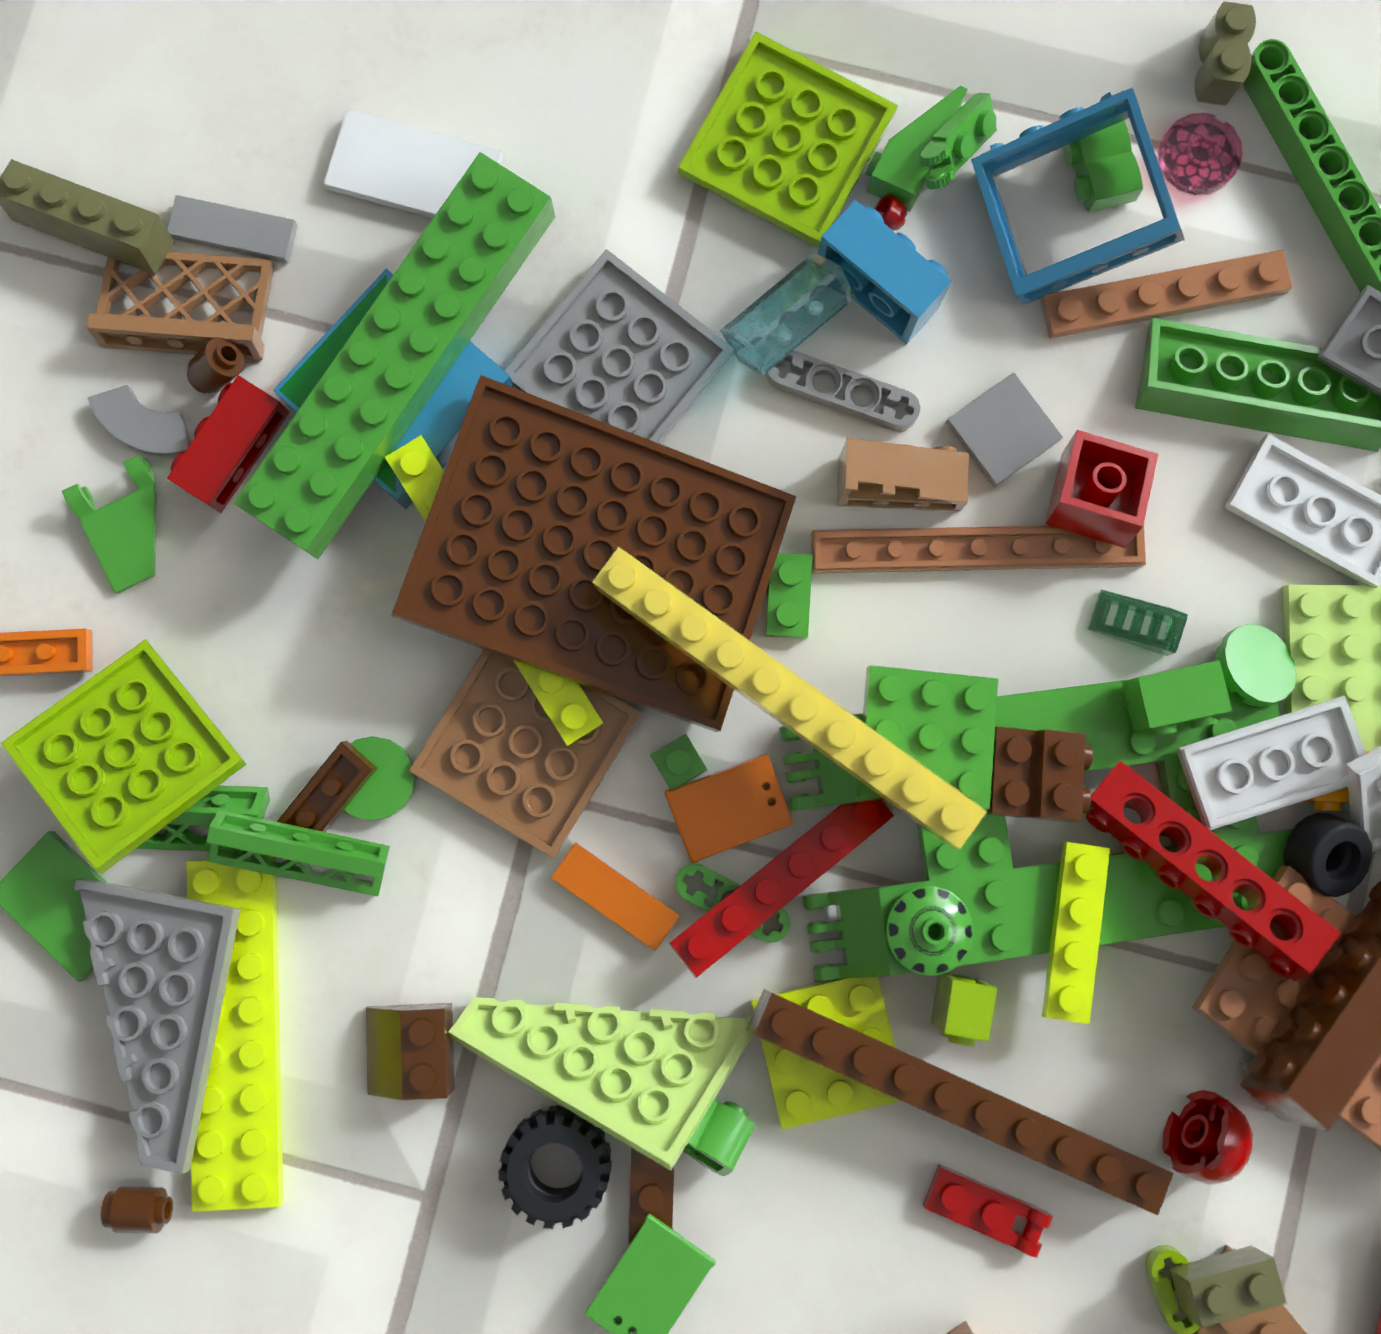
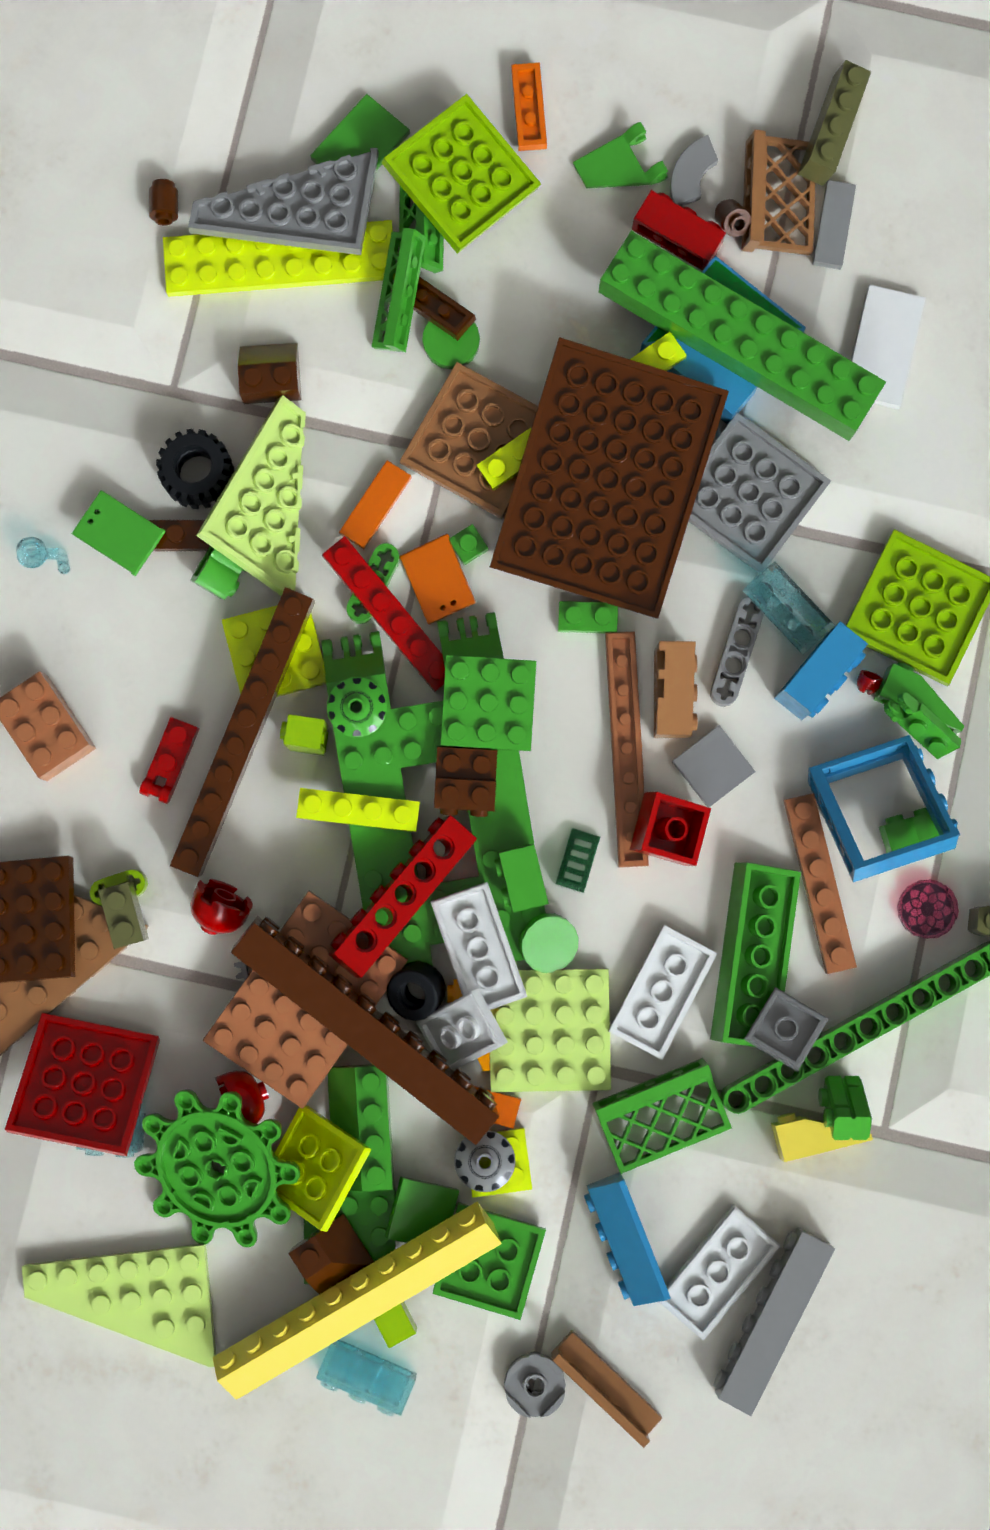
camera: 85 degrees right, 0 degrees up
(789, 700) = (509, 600): light yellow brick -> none

